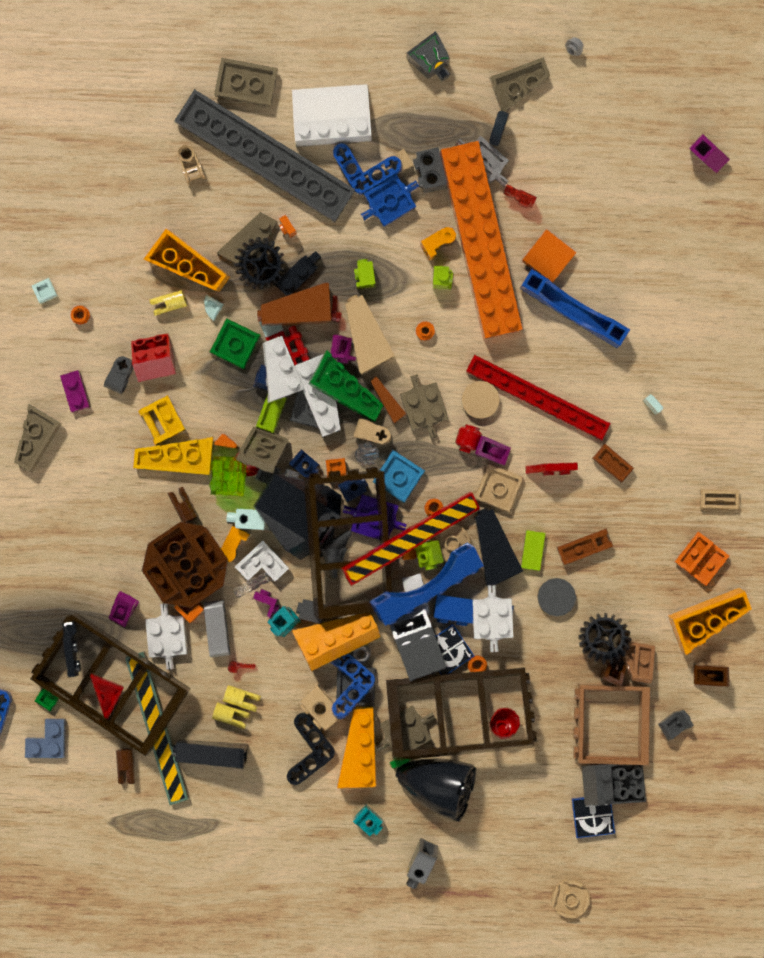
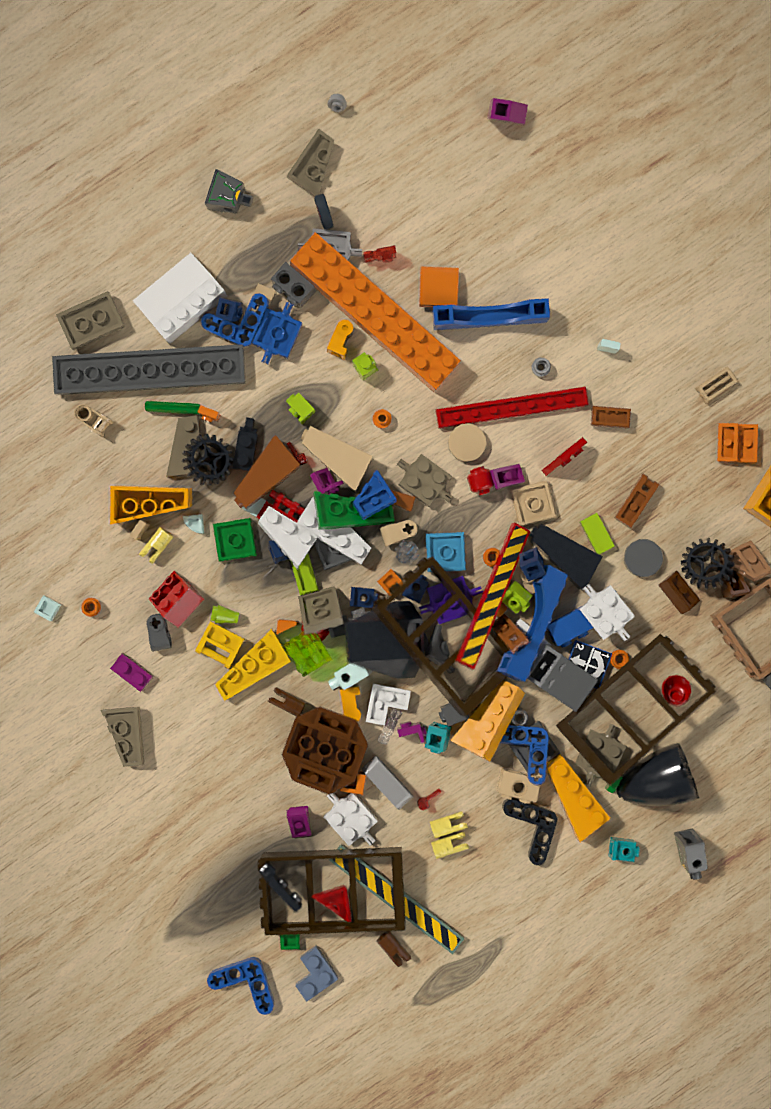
camera: 40 degrees left, 0 degrees up
(163, 280) = (139, 530): none -> tan tile
(182, 398) = (224, 615): none -> lime cone
(211, 753) = (456, 888): black slope -> none
(261, 200) = (172, 407): none -> green axle
(367, 156) = (233, 310): none -> dark blue brick
(372, 389) = (374, 497): none -> blue wing
(401, 578) = (509, 633): none -> dark orange plate
(460, 535) = (532, 564): none -> dark blue brick
(565, 646) = (679, 592): none -> reddish brown slope
(591, 379) = (543, 361): none -> light grey plate

